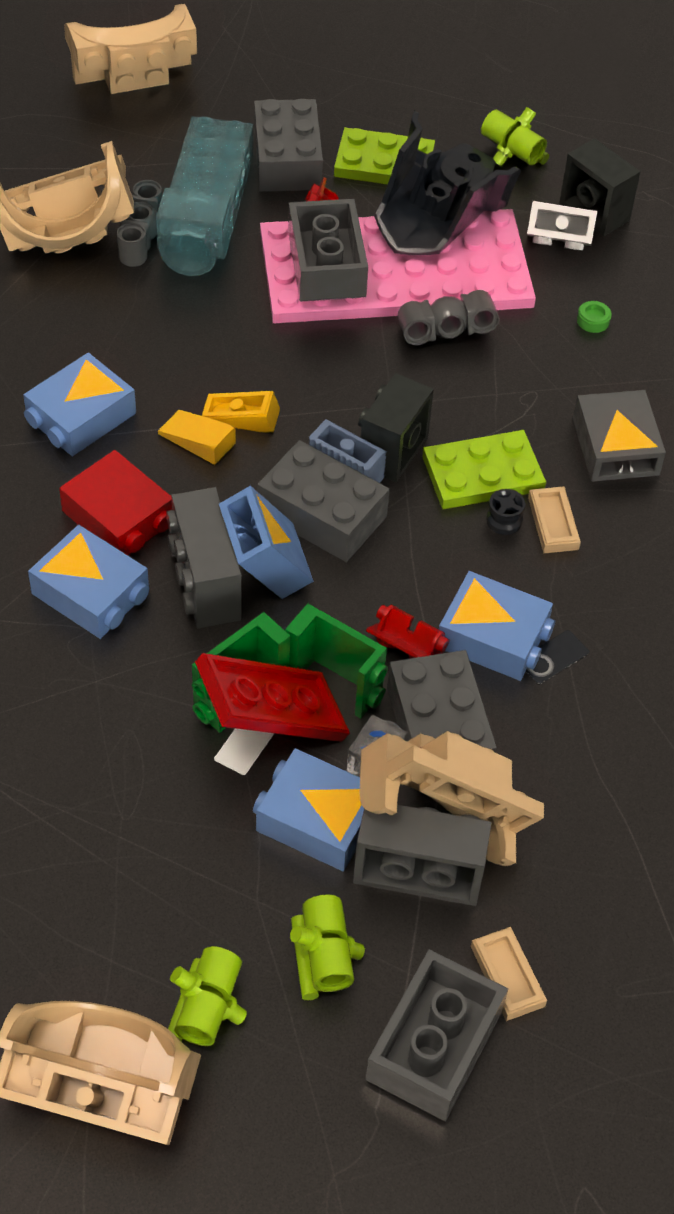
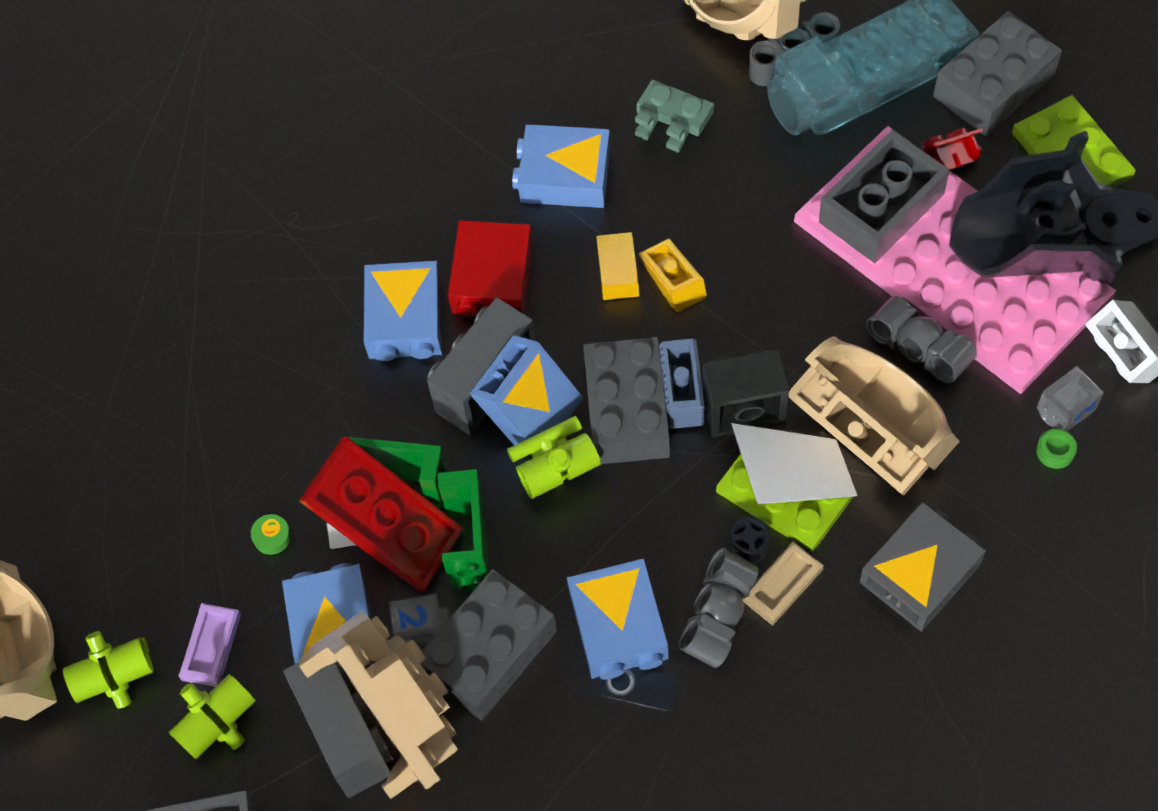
camera: 60 degrees right, 10 degrees up
(105, 316) = (673, 107): none -> sand green plate
(191, 804) = (271, 534): none -> bright green tile
(248, 915) = (210, 645): none -> lavender tile
(334, 566) = (554, 457): none -> lime pin
(395, 632) = (543, 564): red hinge -> none
(475, 444) = (792, 465): none -> white sticker
(491, 372) = (874, 411): none -> tan piece
(545, 560) = (718, 608): none -> dark grey piece
(569, 282) = (1069, 400): none -> clear brick

